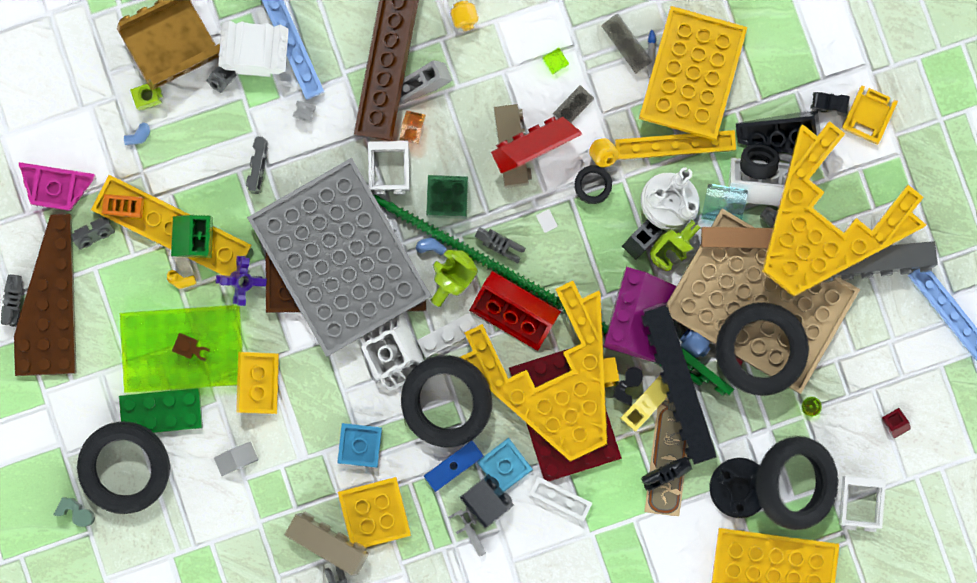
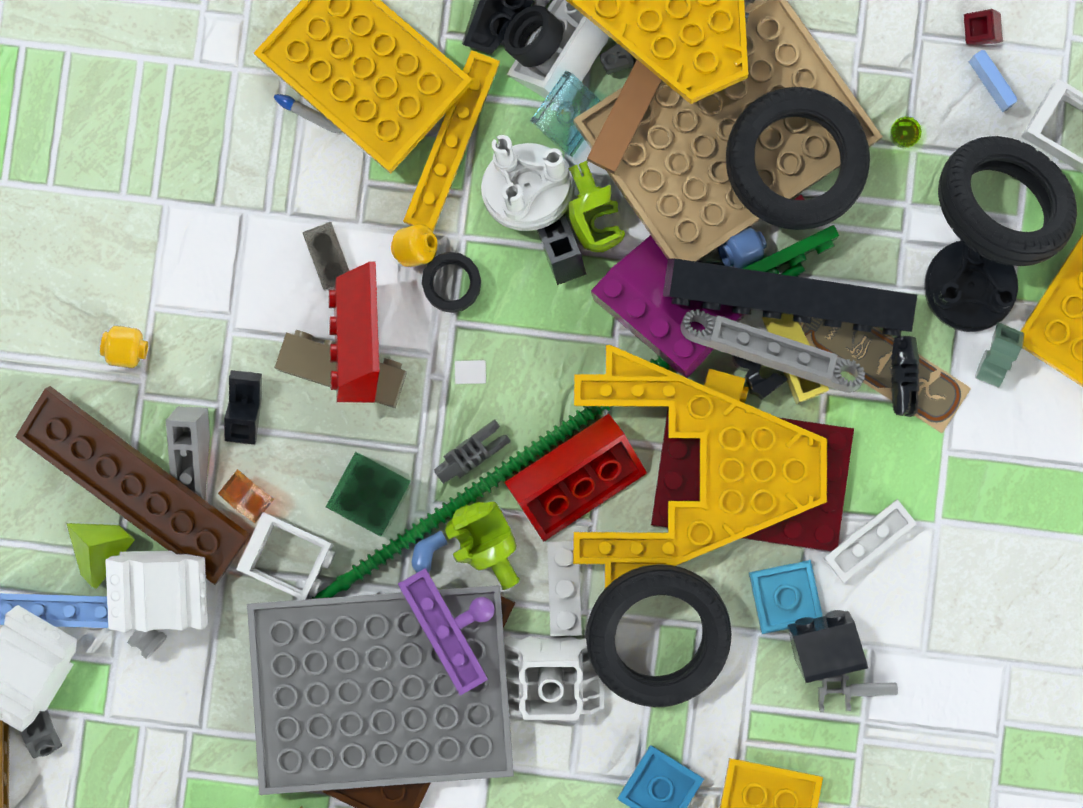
camera: 70 degrees left, 0 degrees up
(257, 164) = (190, 742): dark grey hinge -> none
(333, 102) = (156, 591): none -> white slope
(342, 58) = (94, 545): none -> lime slope
(390, 277) = (444, 629): none -> medium lavender plate
(444, 474) = (755, 689): blue tile -> none
(463, 100) = (243, 407): none -> black slope
(555, 61) = (251, 250): clear neon green tile -> none
(626, 43) = (276, 139): clear smoke plate -> none
(641, 387) = (772, 351): none -> light grey plate
(706, 522) = (1003, 352): none -> sand green leg
(867, 443) = (993, 80): none -> light blue tile

